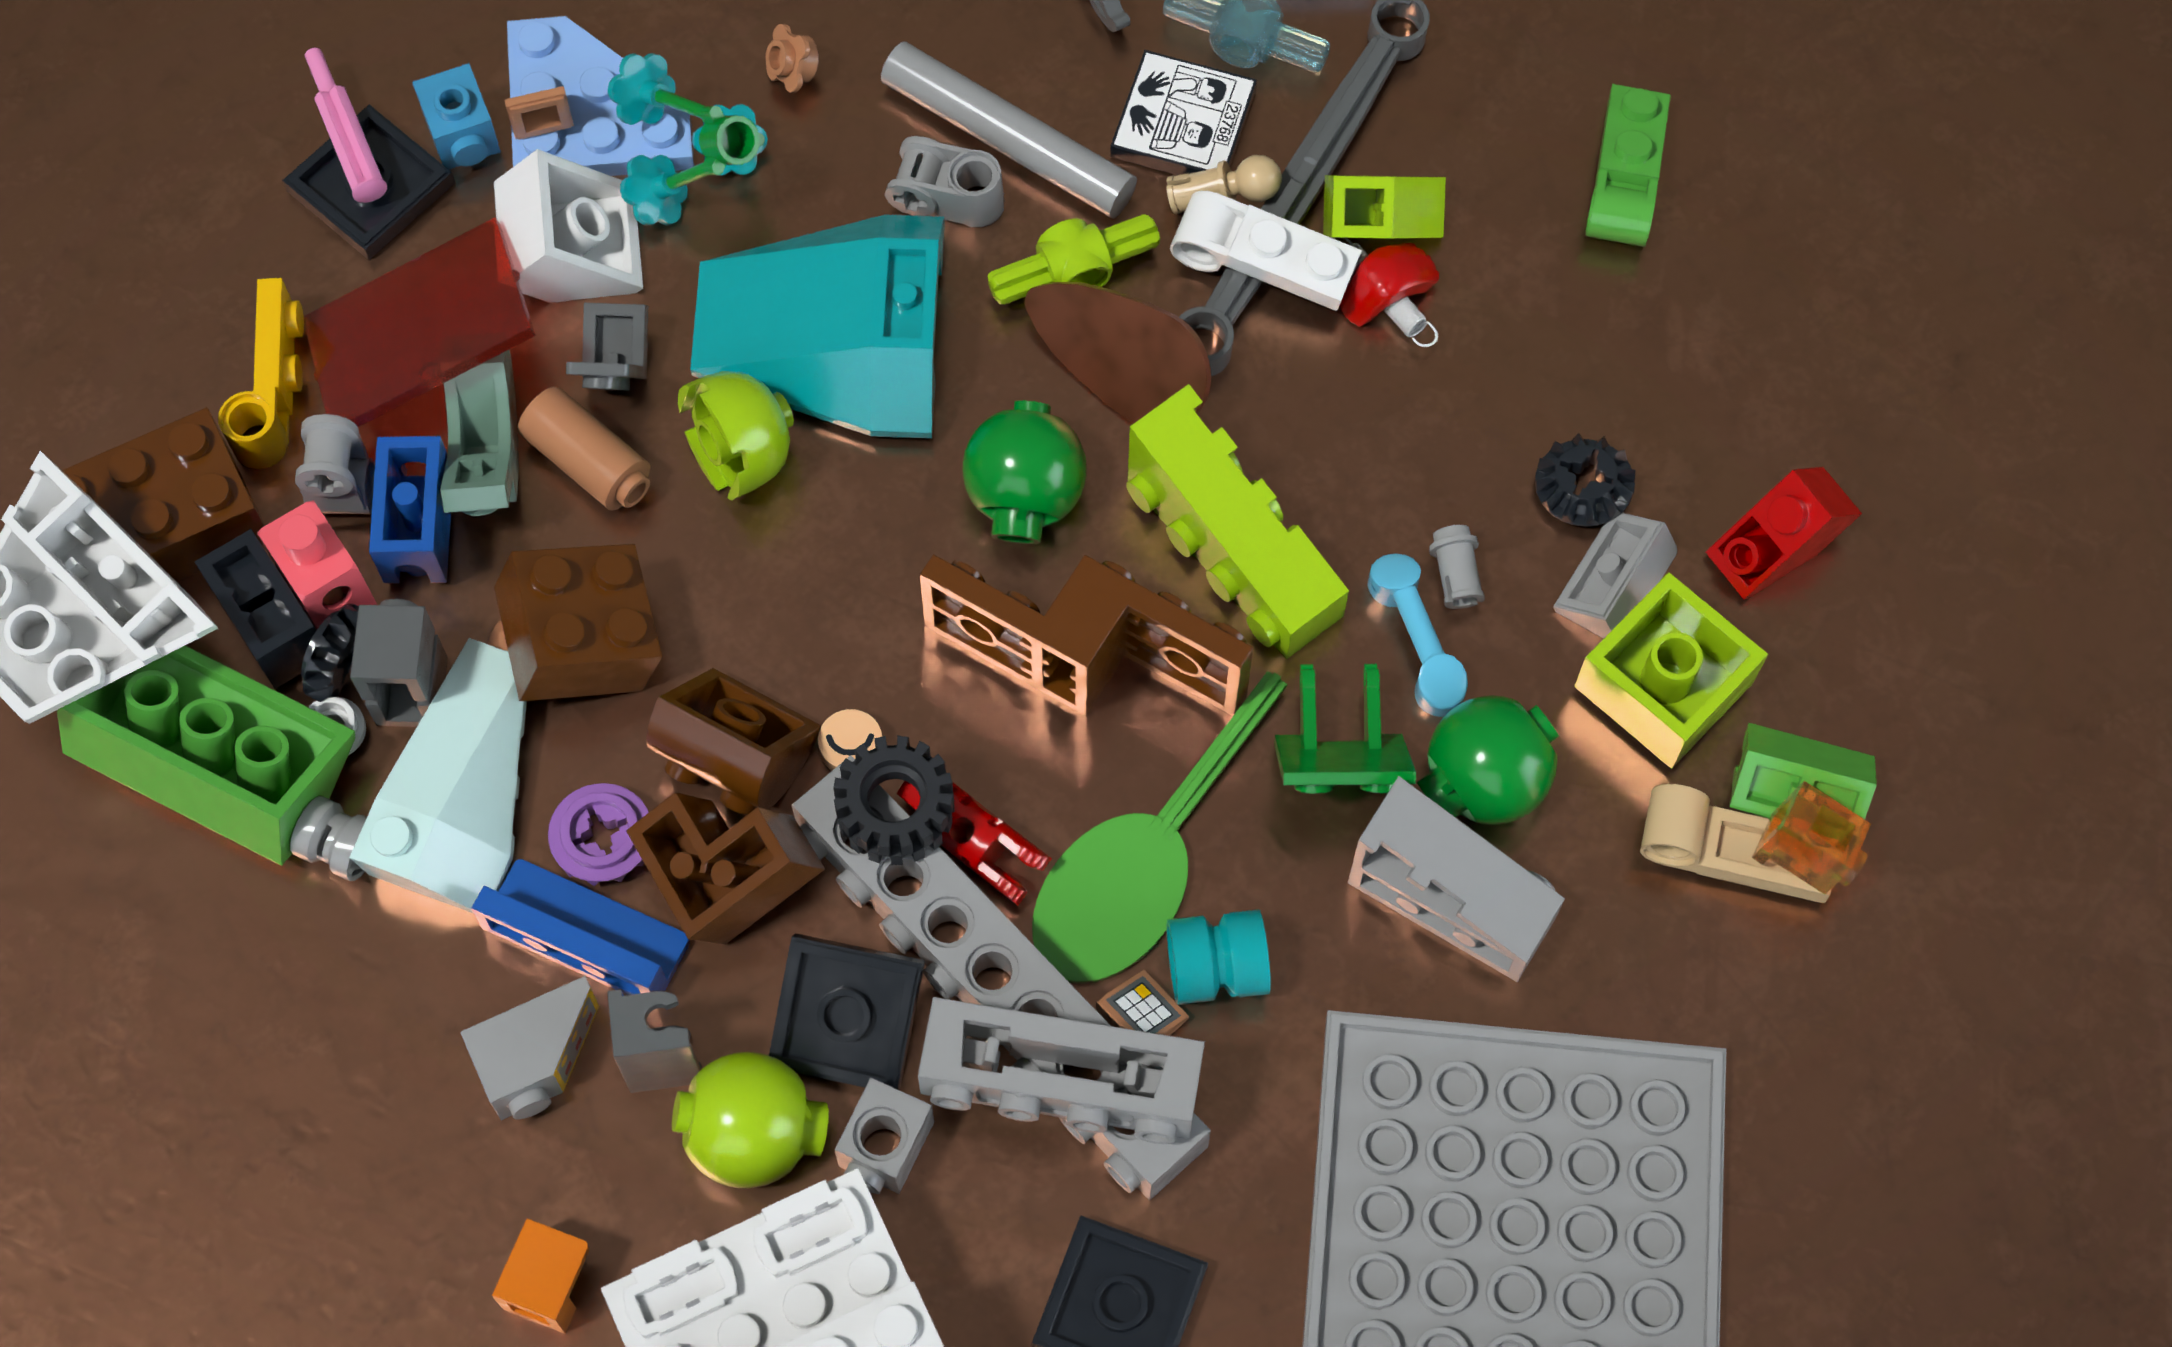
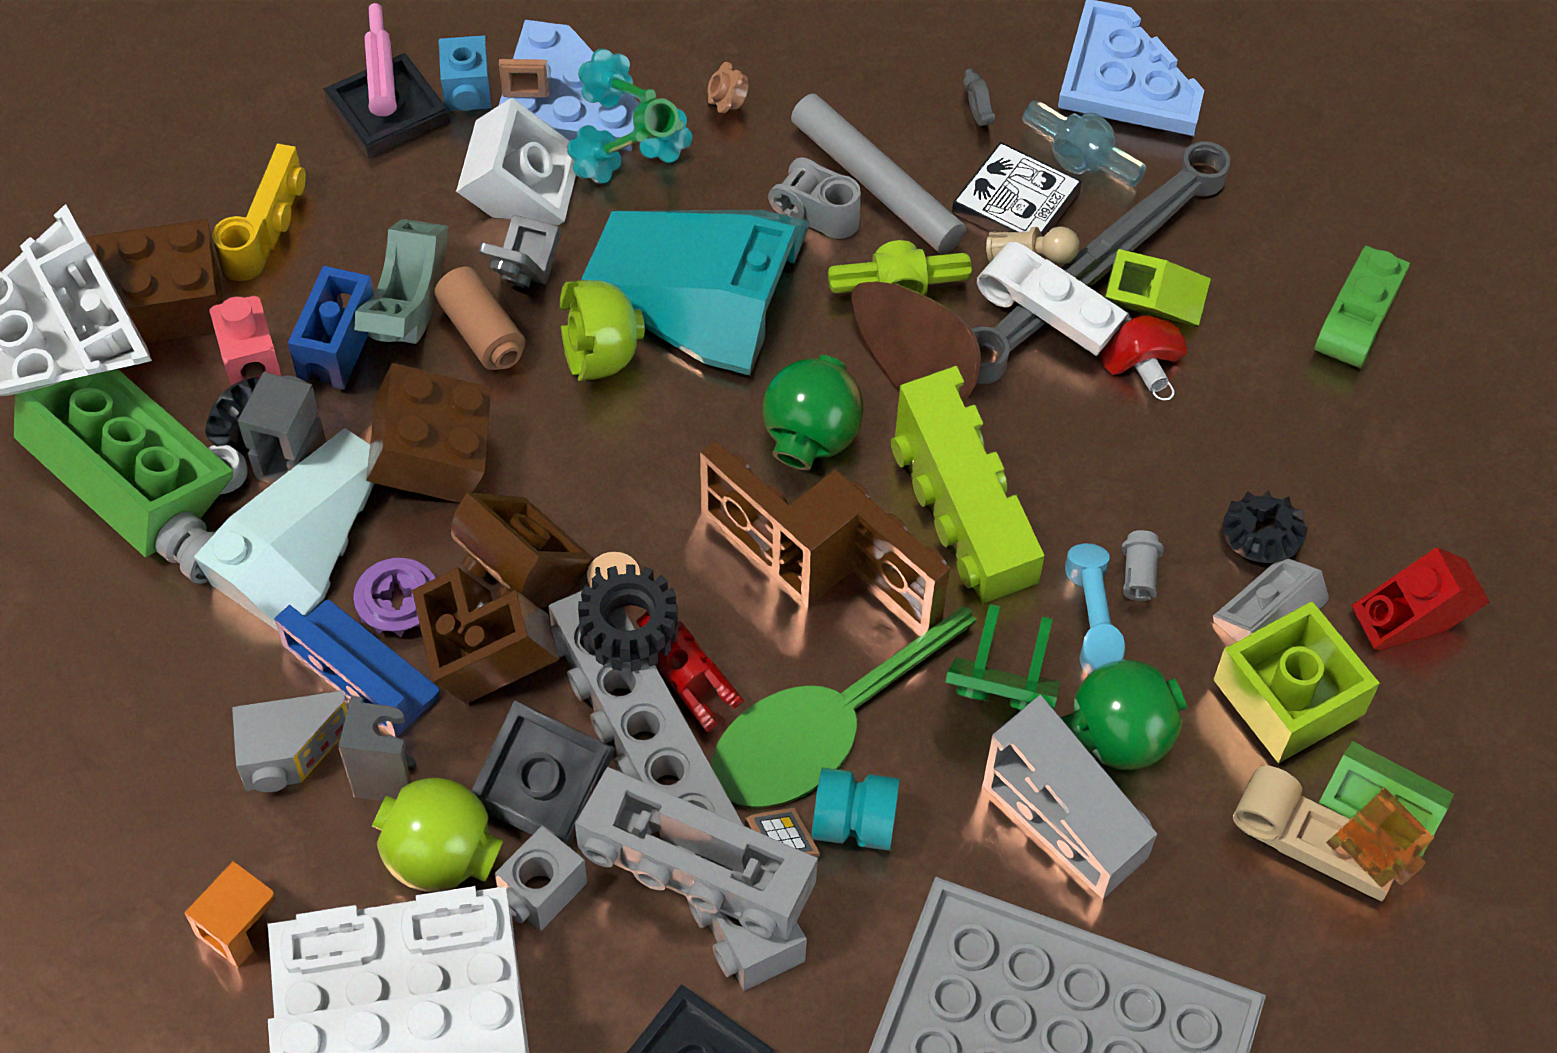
camera: 15 degrees right, 10 degrees down
(259, 606) = (193, 364): black brick -> none
(335, 466) = (284, 280): light grey piece -> none
(418, 325) = (382, 202): clear red piece -> none

